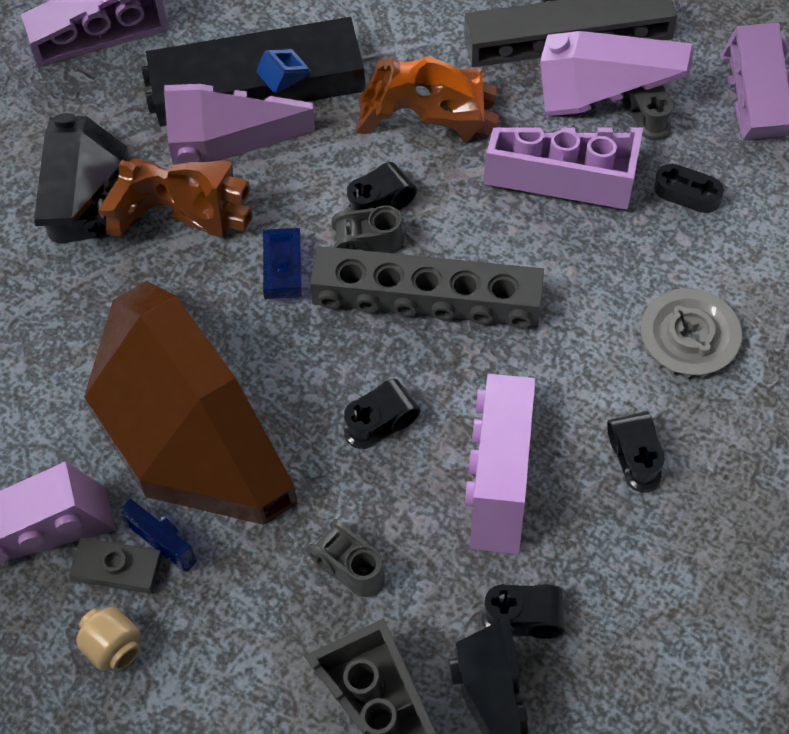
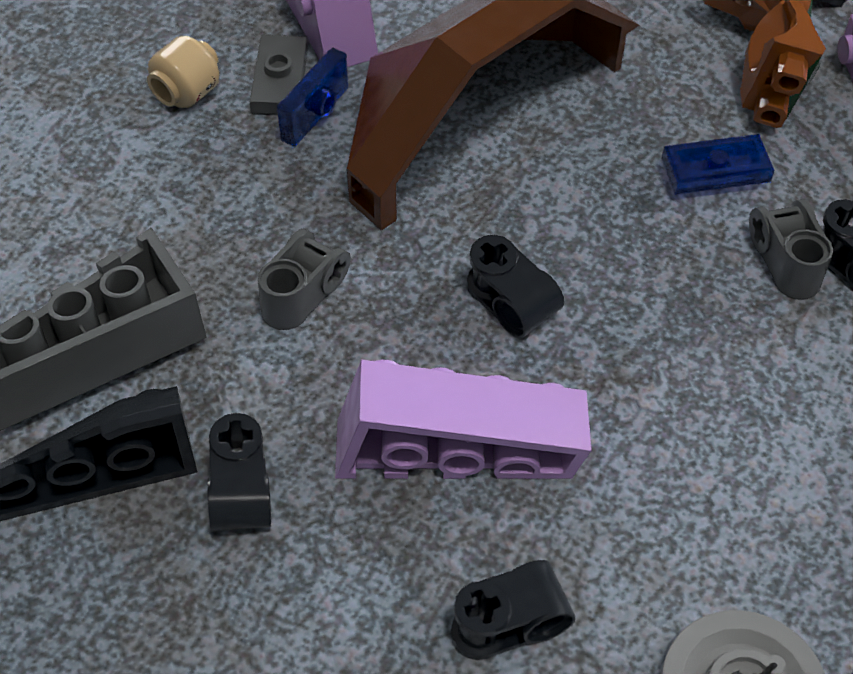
camera: 80 degrees right, 5 degrees down
(412, 273) = (723, 327): dark grey brick -> none

